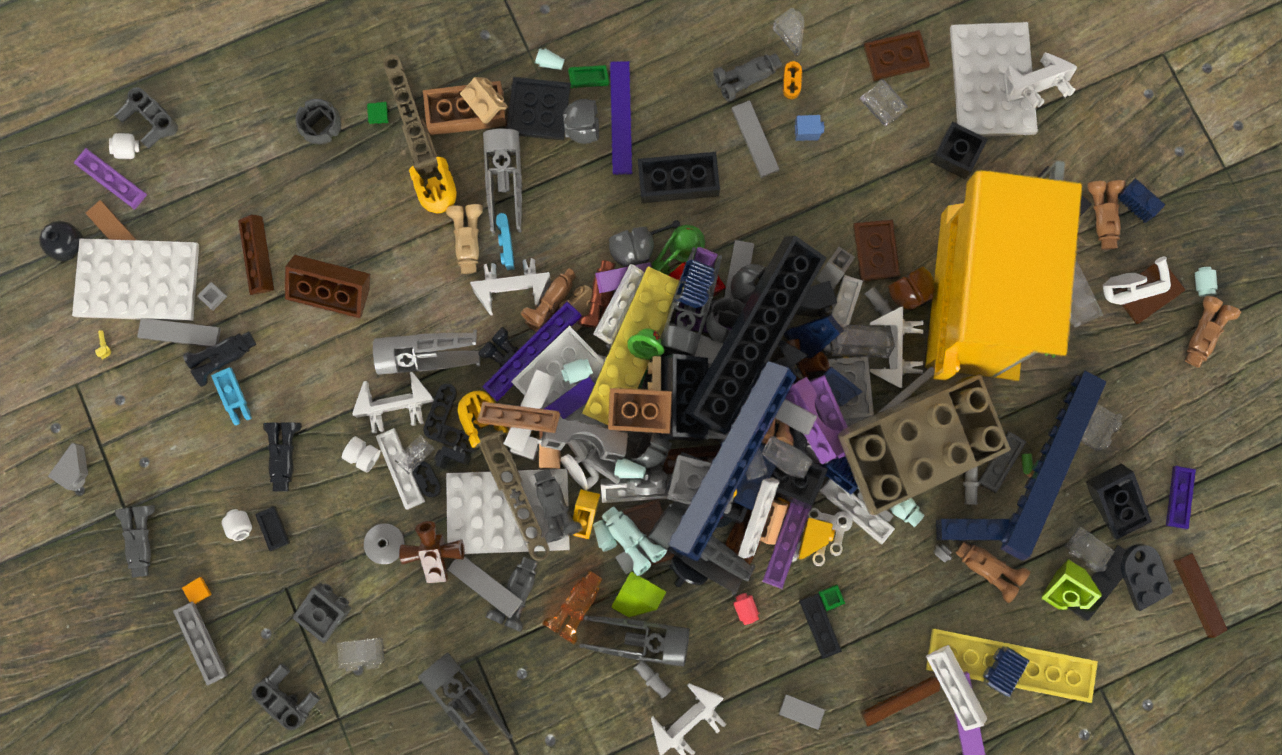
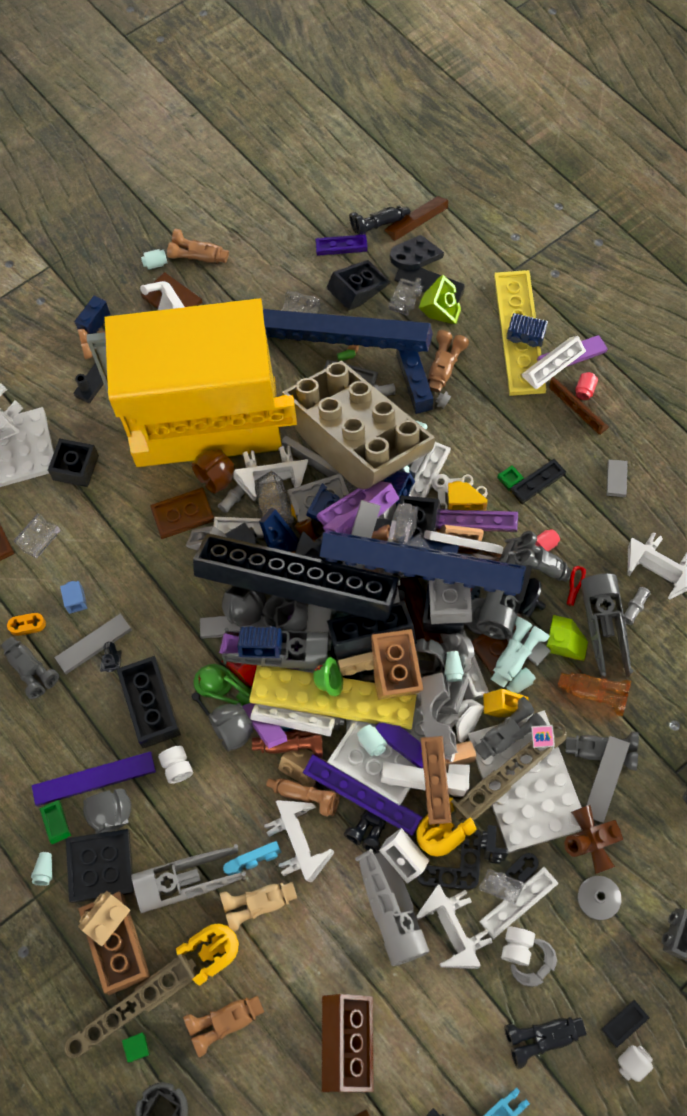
camera: 100 degrees left, 15 degrees down
(341, 480) = (536, 979): none -> light grey piece
(375, 187) = (224, 1021): none -> medium nougat piece
(466, 374) = (404, 855): none -> white brick
(536, 534) = (543, 736): none -> tile
(611, 191) = (177, 767): none -> white wheel
(686, 620) = (574, 591): none -> red piece
(720, 595) = (539, 558): none -> dark grey piece
(731, 151) = (111, 659): none -> black hinge
(921, 716) = (586, 386): none -> coral brick
(1205, 546) = (385, 216): none -> black piece

